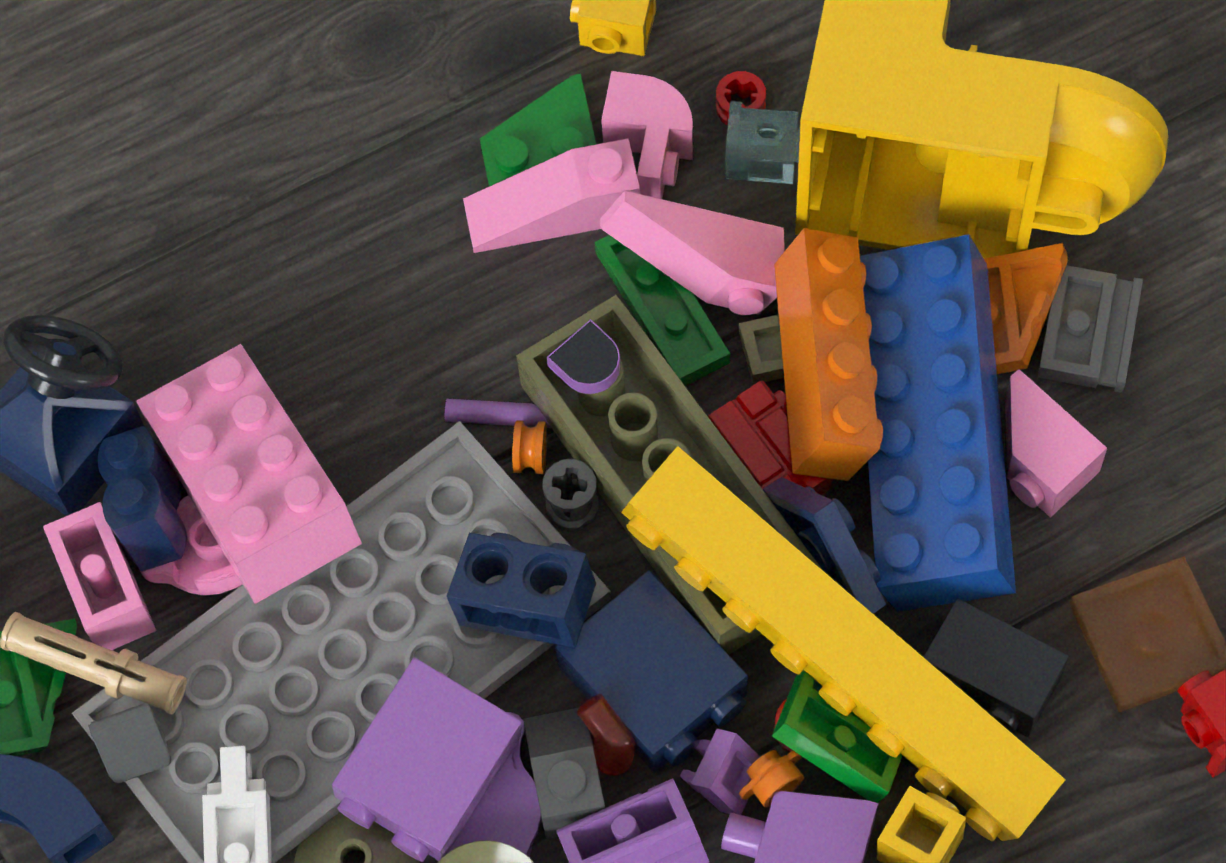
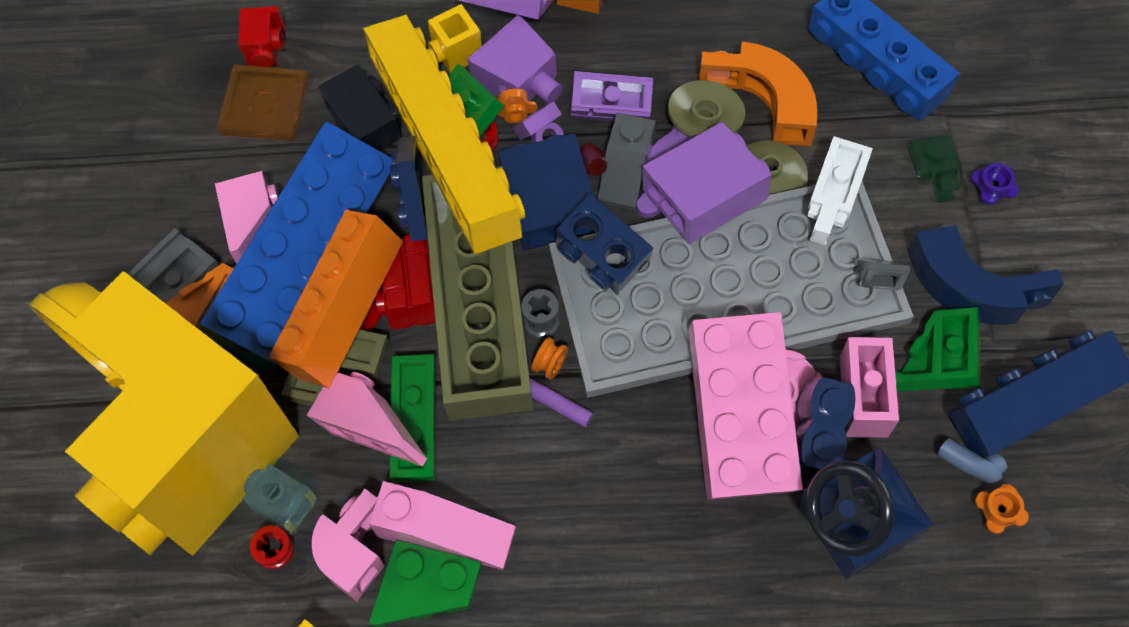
camera: 155 degrees left, 0 degrees up
(158, 686) = (877, 315): tan pin -> none
(587, 360) = (487, 359): black tile -> none

